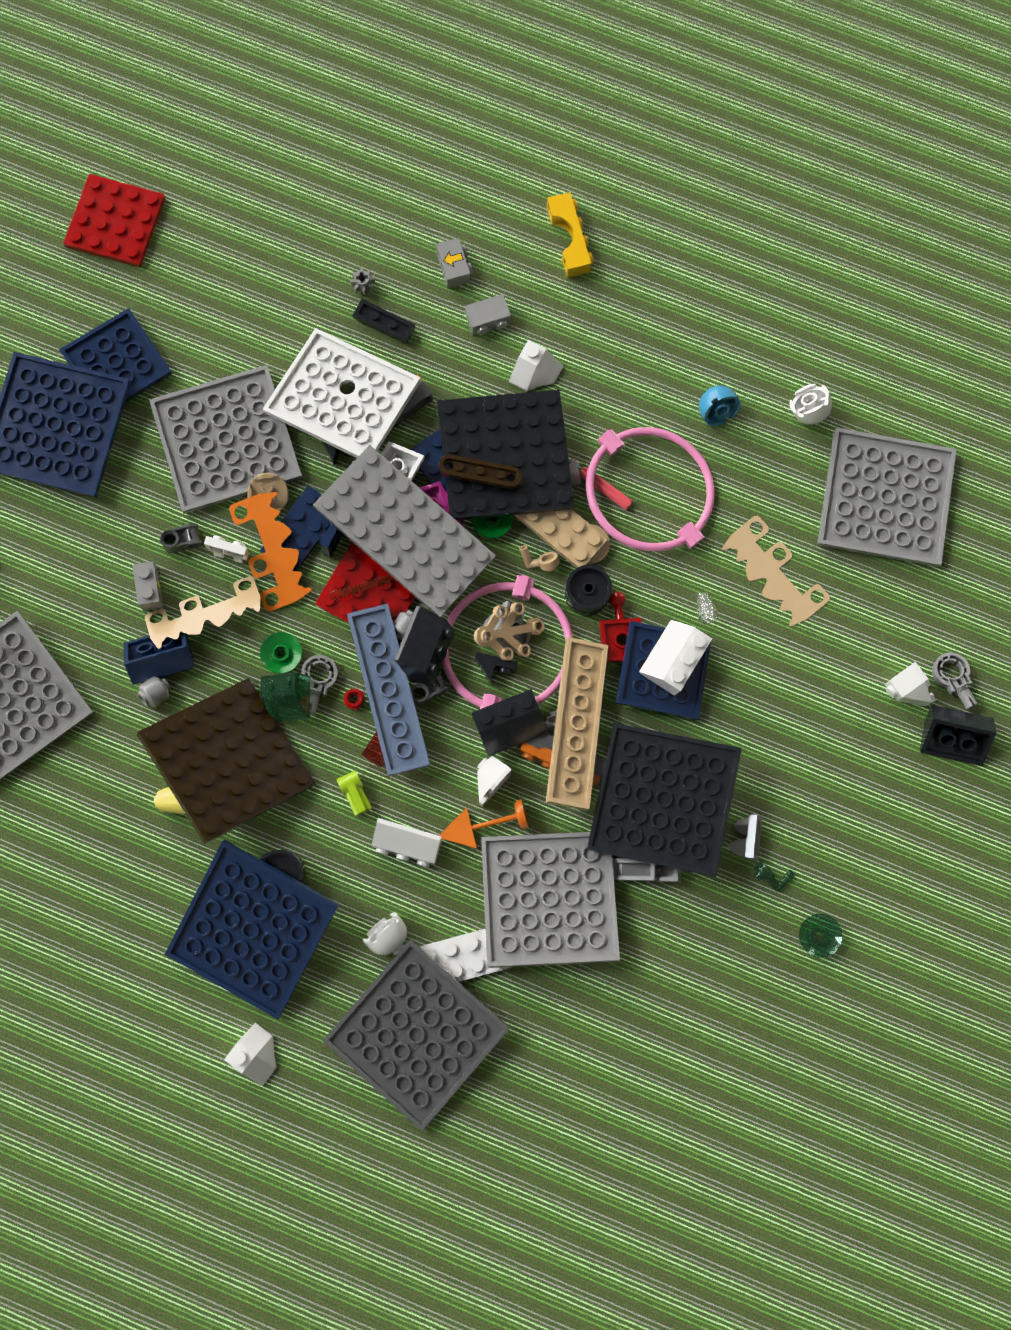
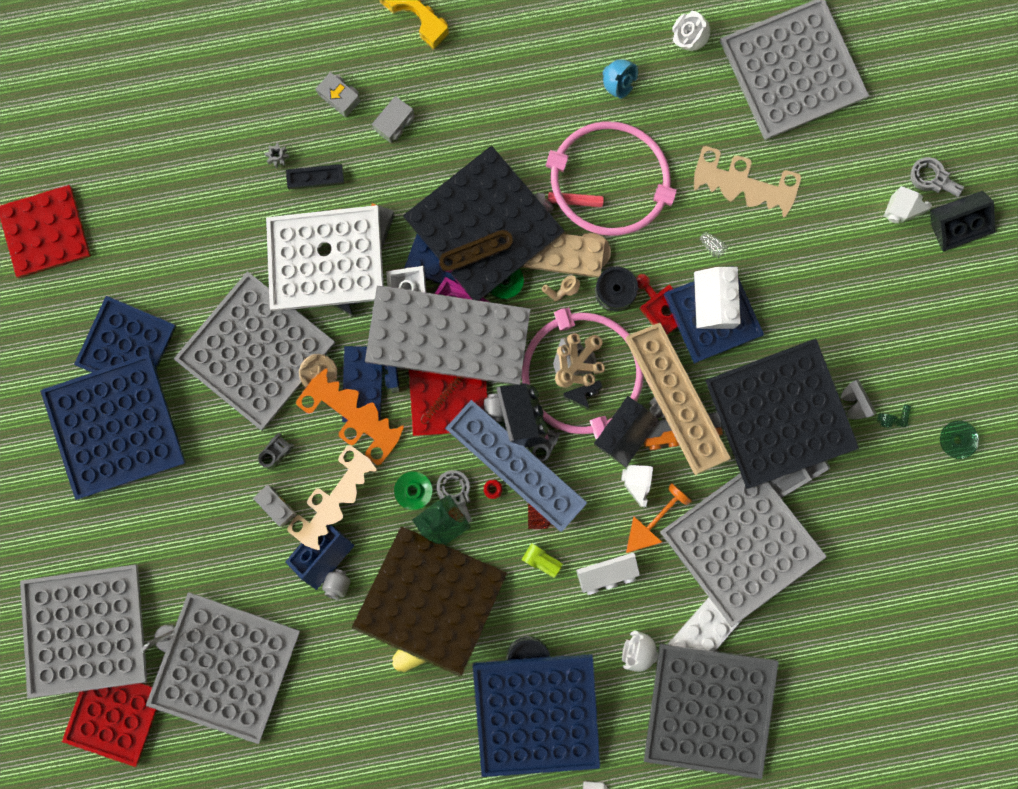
camera: 25 degrees left, 5 degrees up
(220, 547) = (310, 439): white plate -> none
(535, 368) = (458, 139): white slope -> none

